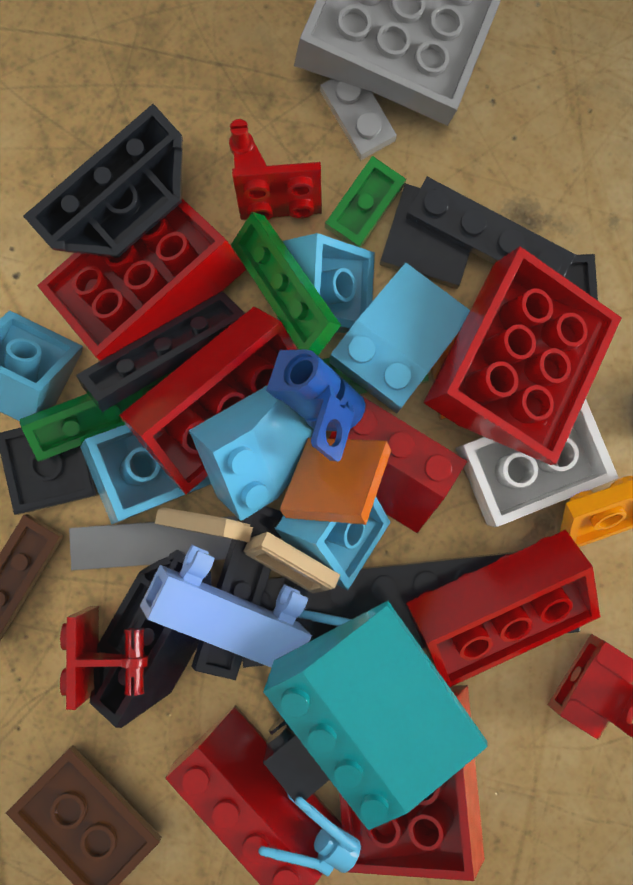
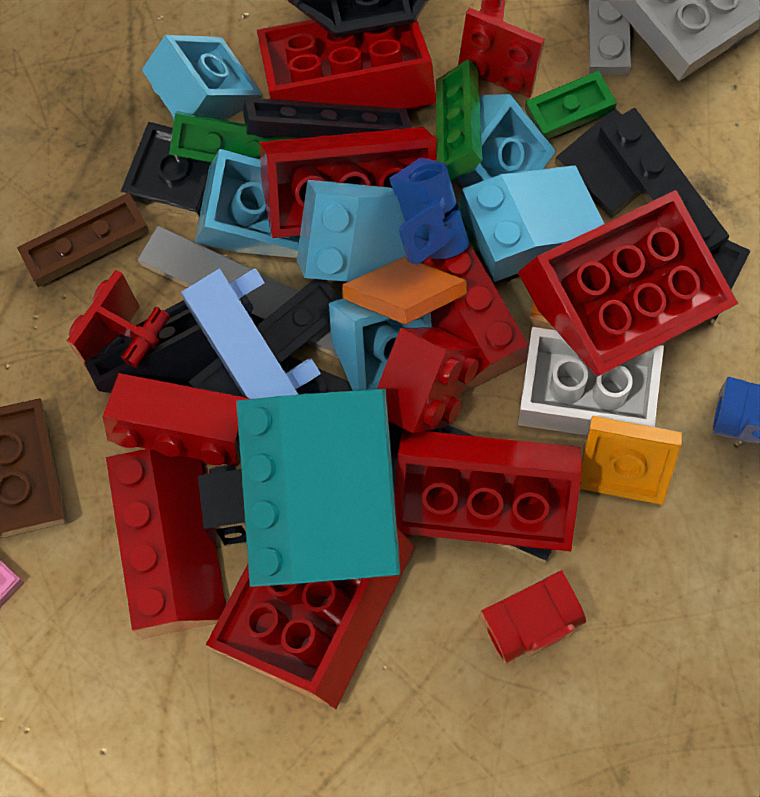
camera: 40 degrees right, 15 degrees down
(204, 524) = (273, 268): tan tile -> none
(206, 719) = (173, 420): none -> red slope
(291, 563) = (324, 340): tan tile -> none
(334, 845) = (211, 603): medium azure plant -> none
(402, 548) = (427, 378): none -> red brick

